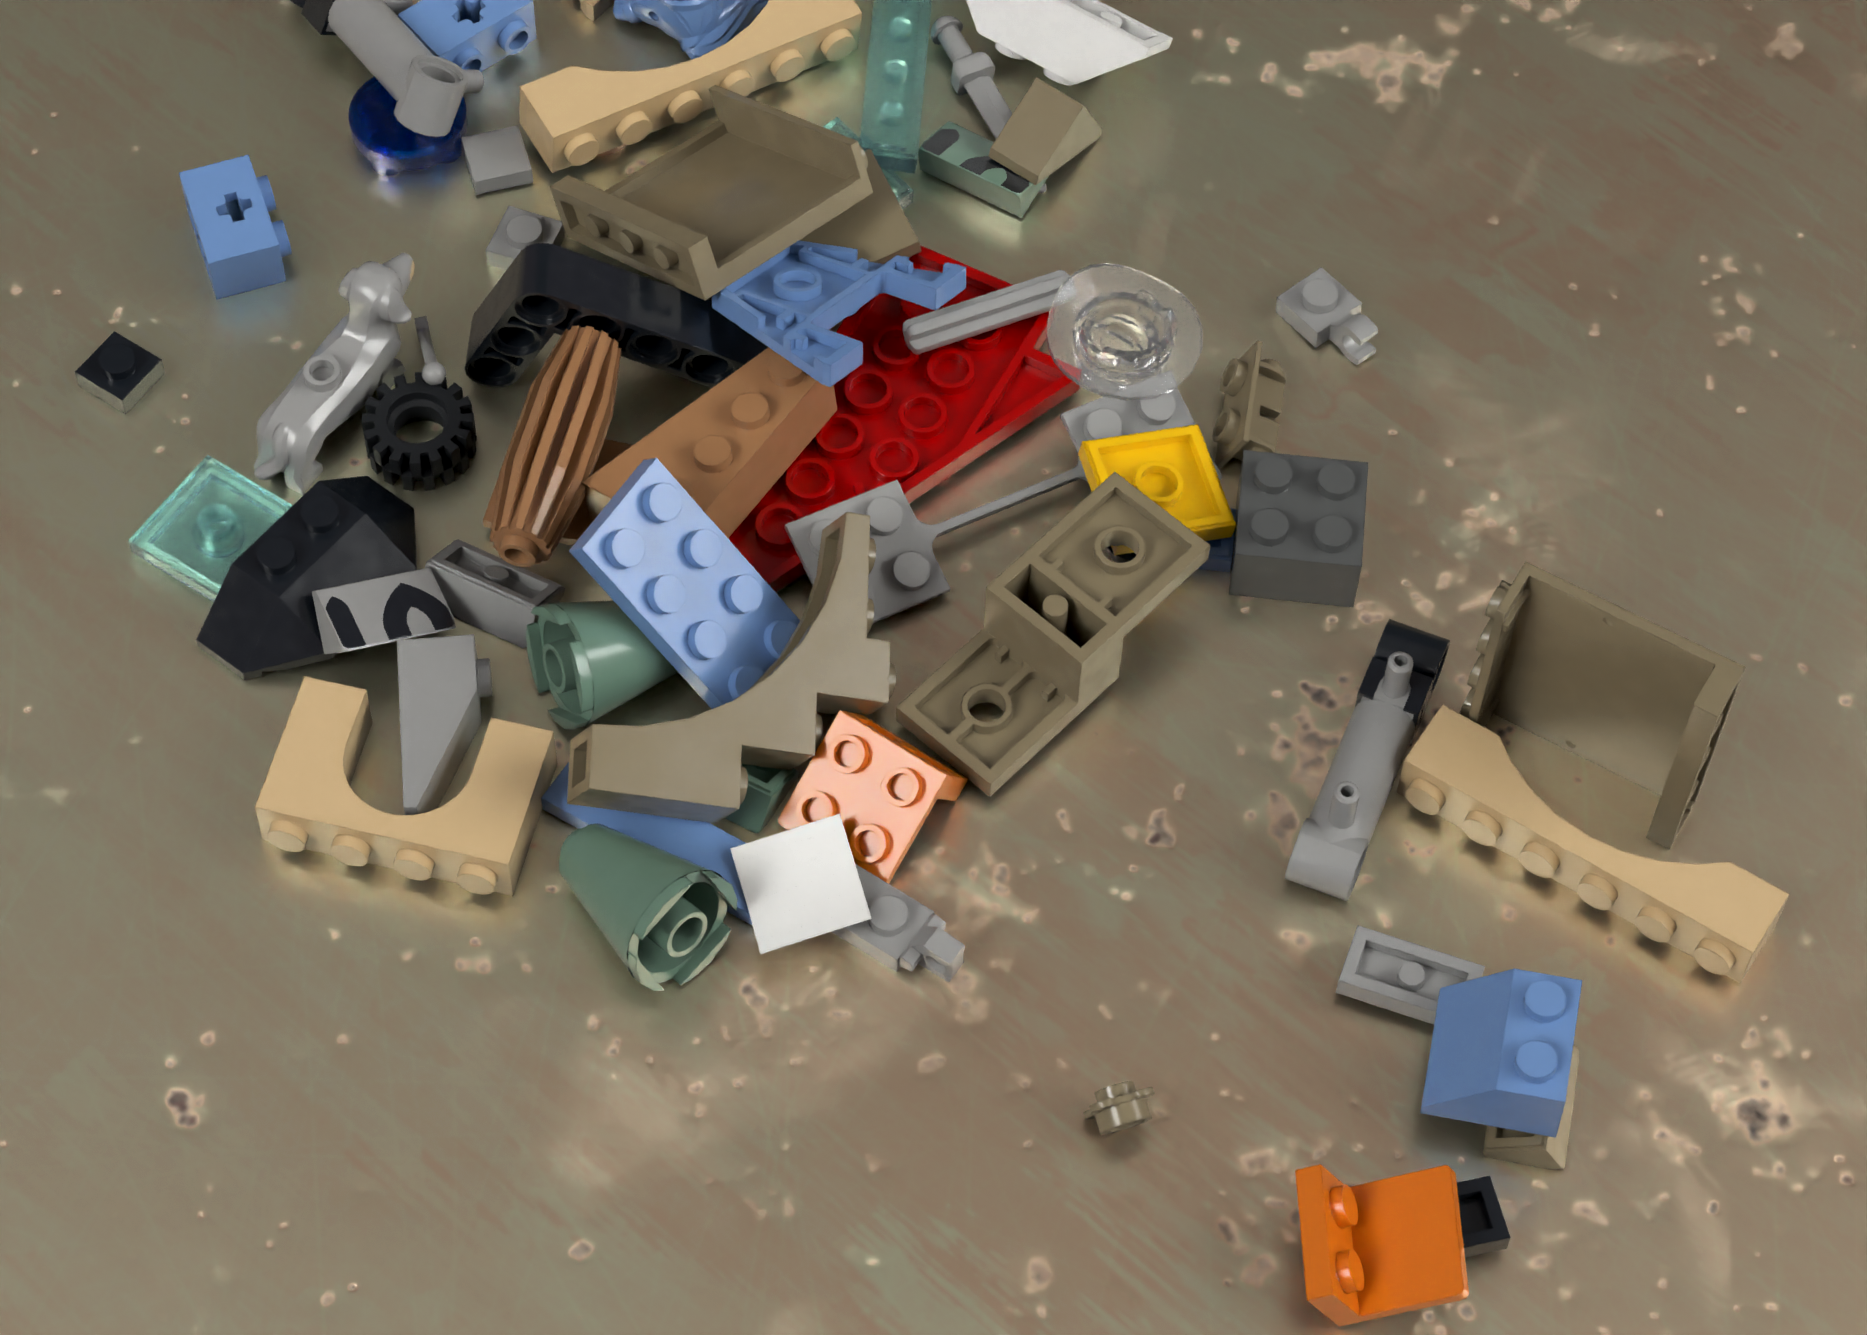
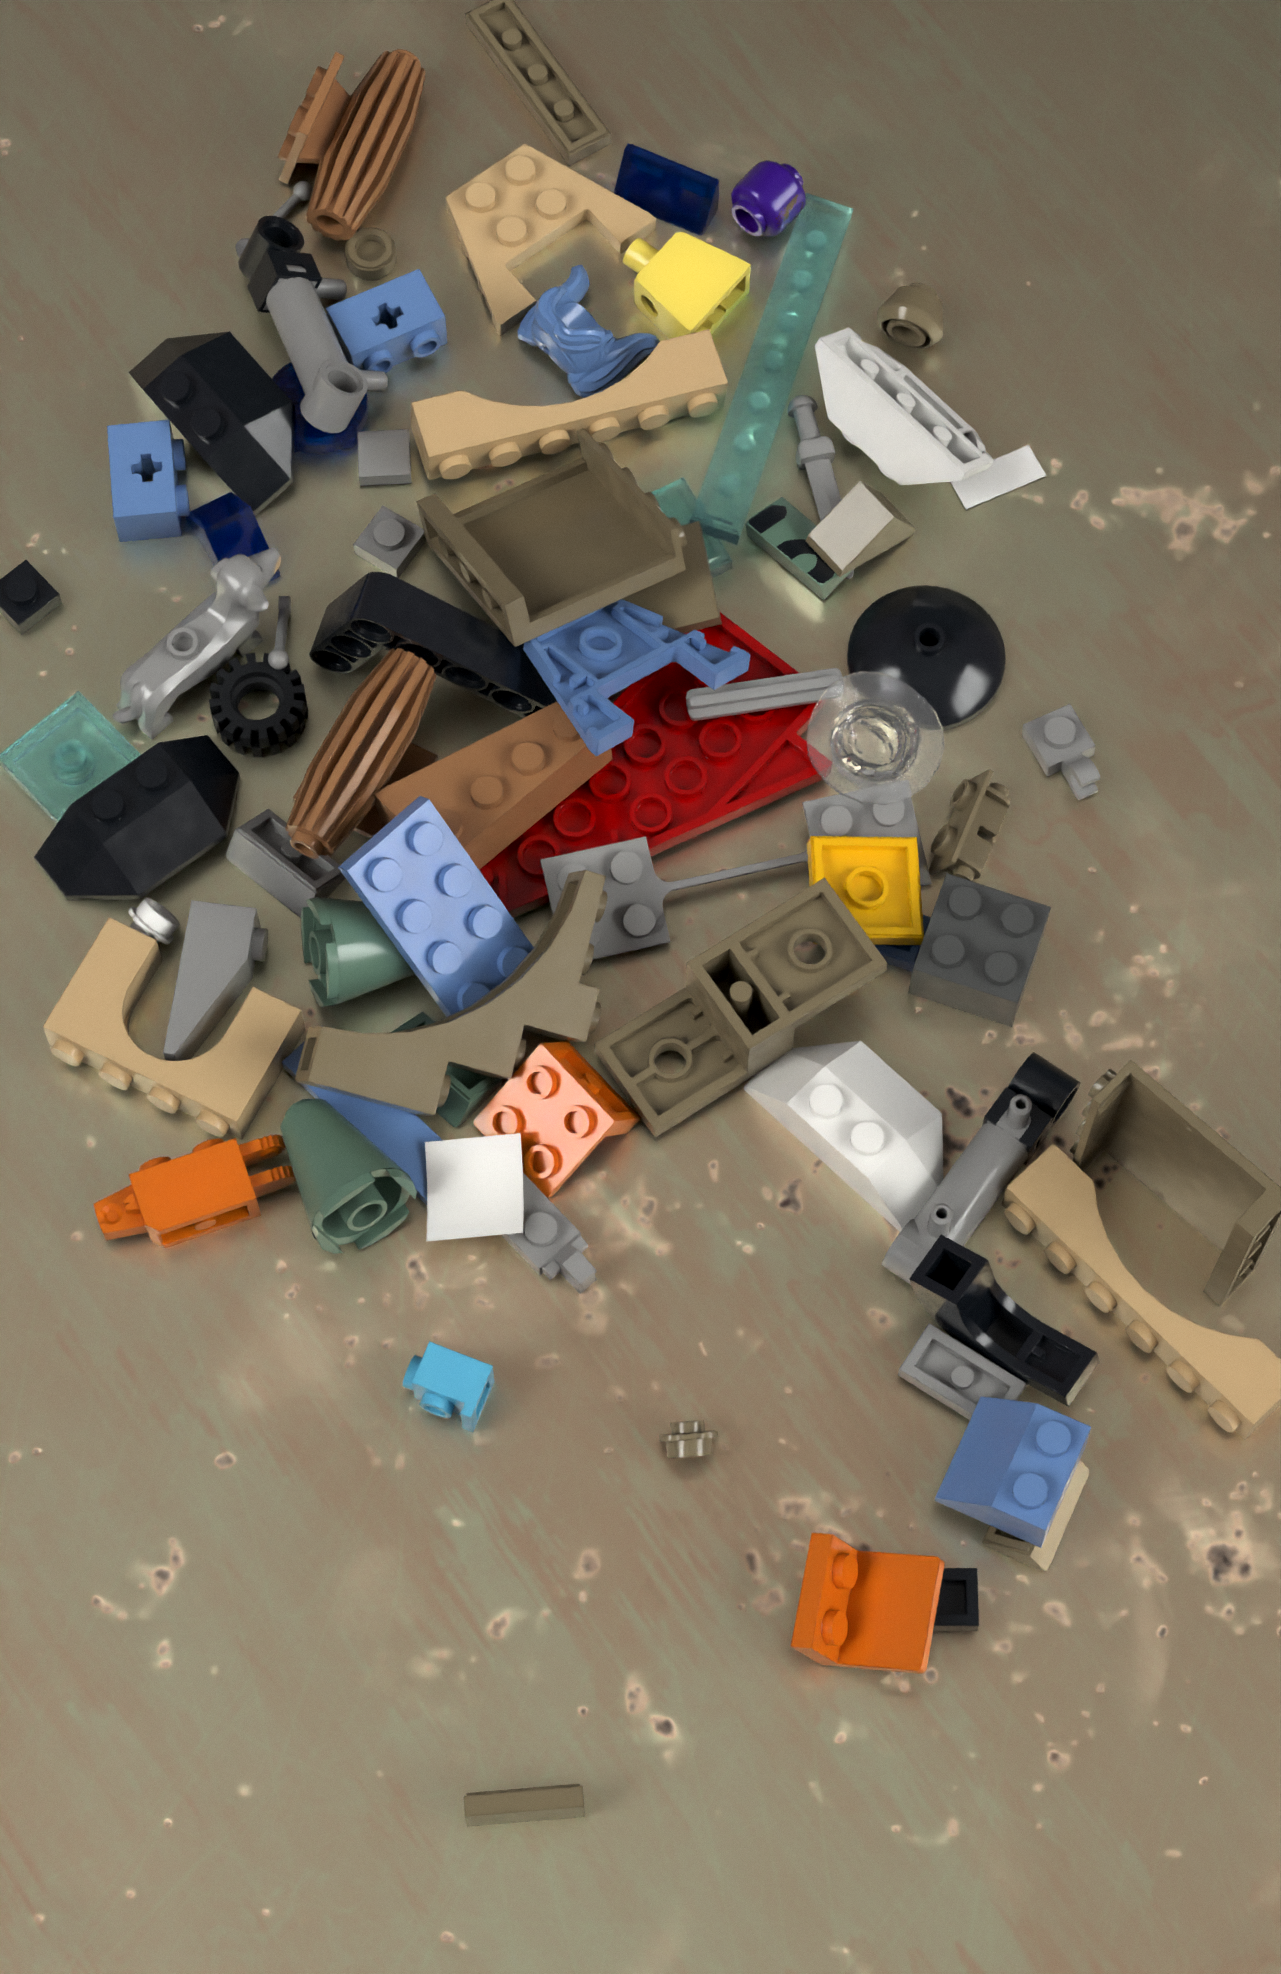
camera: 15 degrees right, 10 degrees up
(309, 140) = (225, 411): none -> black wedge
(331, 255) = (227, 529): none -> clear blue slope
(355, 674) = (154, 921): none -> white plate
(381, 611) = (186, 869): light grey slope -> none
(475, 957) = (194, 1192): none -> orange hinge
(828, 1103) = (450, 1384): none -> medium azure brick
(1174, 65) = (1003, 476): none -> white sticker
(1189, 251) = (957, 673): none -> black dish
(1215, 736) = (858, 1123): none -> white wedge
(1404, 896) = (973, 1309): none -> black arch

